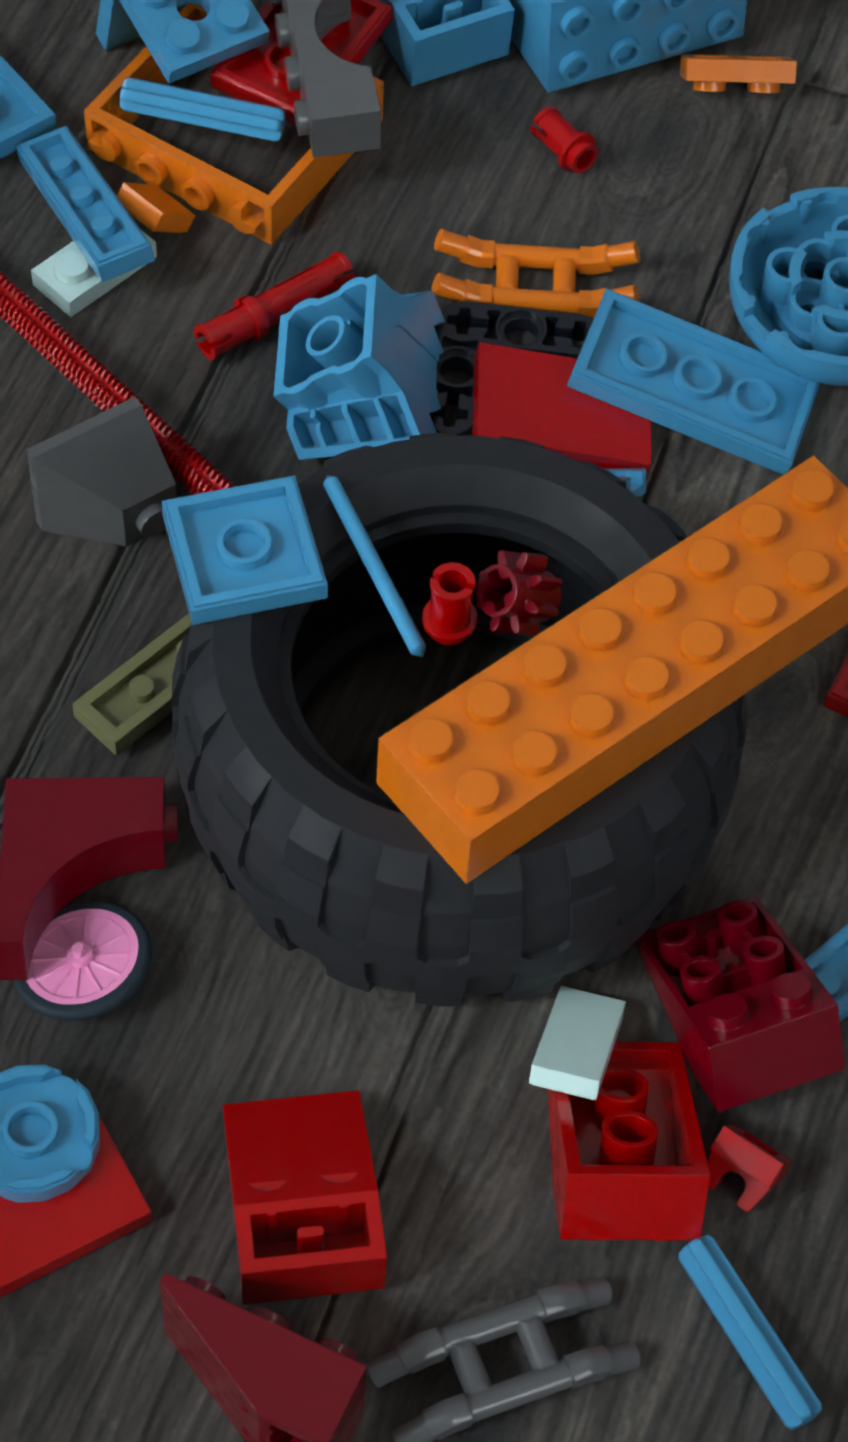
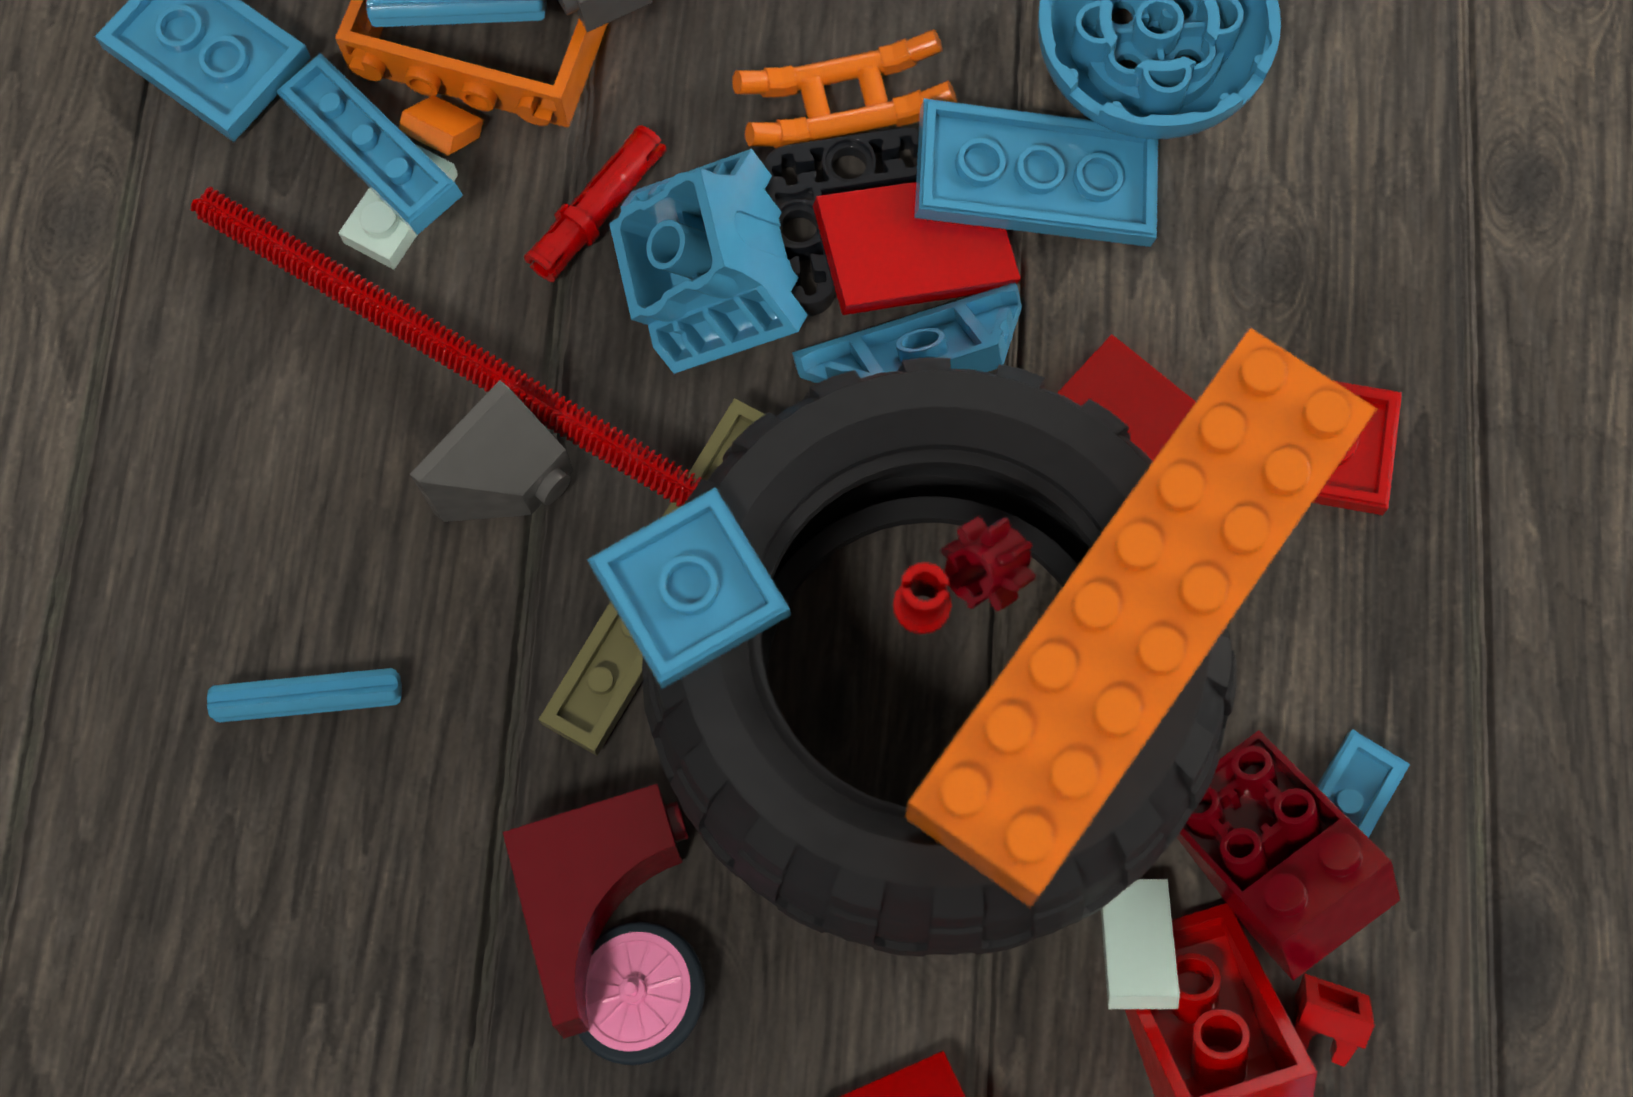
camera: 10 degrees left, 15 degrees up
(374, 566) = (826, 564): dark azure axle -> none

